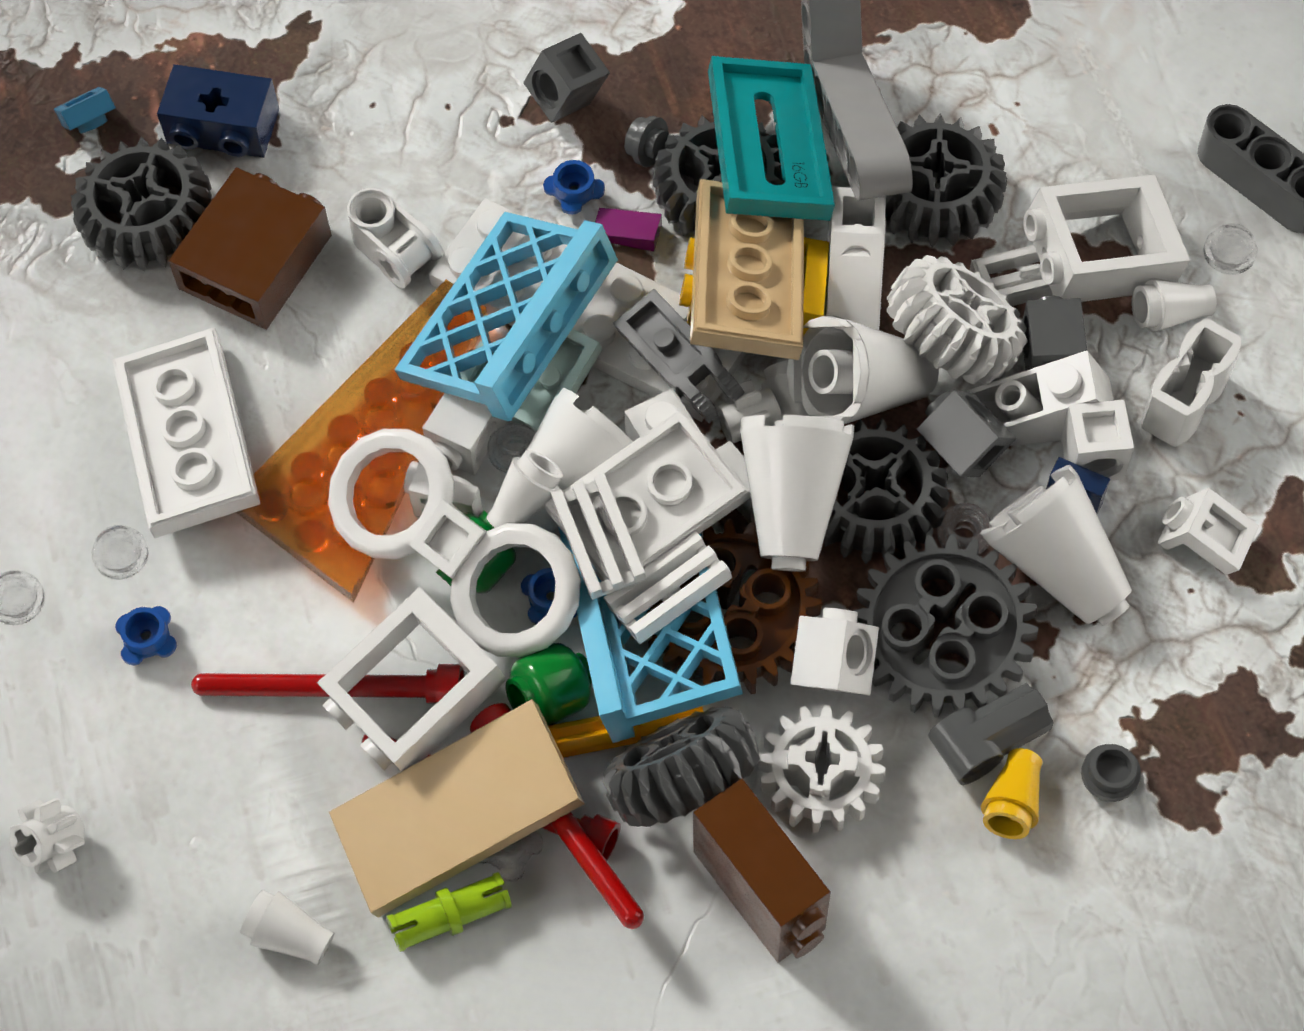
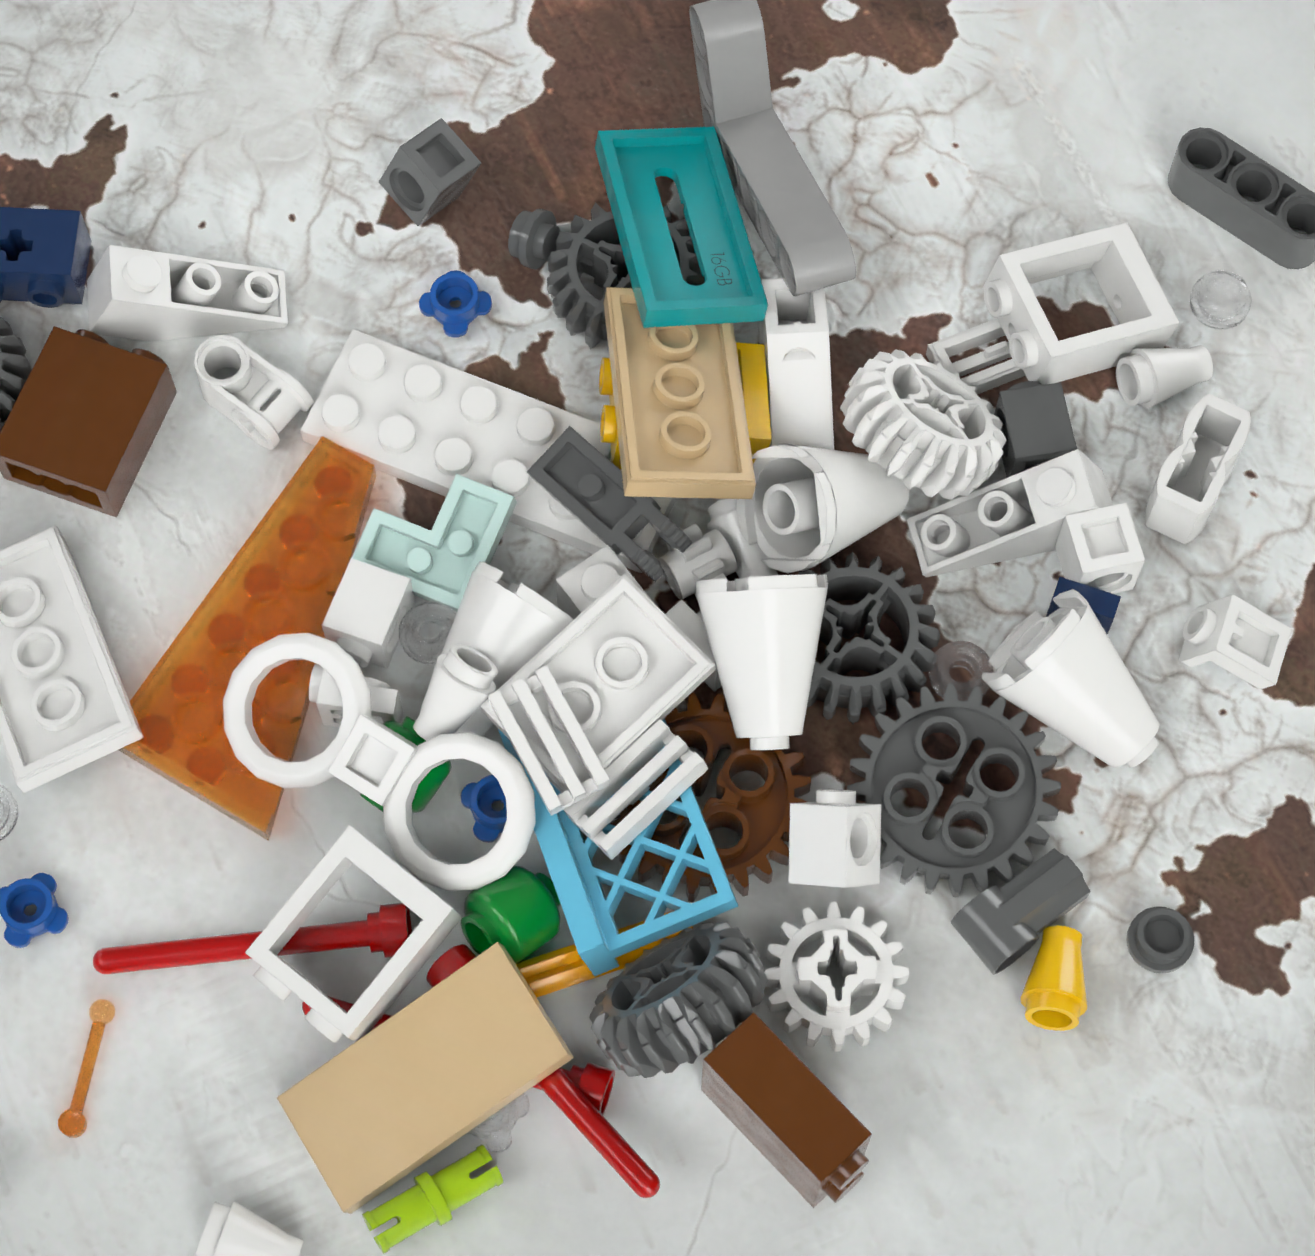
camera: 10 degrees left, 5 degrees up
(154, 812) = (72, 1121): none -> clear orange hinge
(345, 157) = (180, 296): none -> white slope
(540, 321) = (449, 475): medium azure fence -> none
(631, 227) = (524, 347): magenta piece -> none
(965, 432) = (948, 558): brick -> none
(968, 176) = (906, 236): dark grey gear -> none

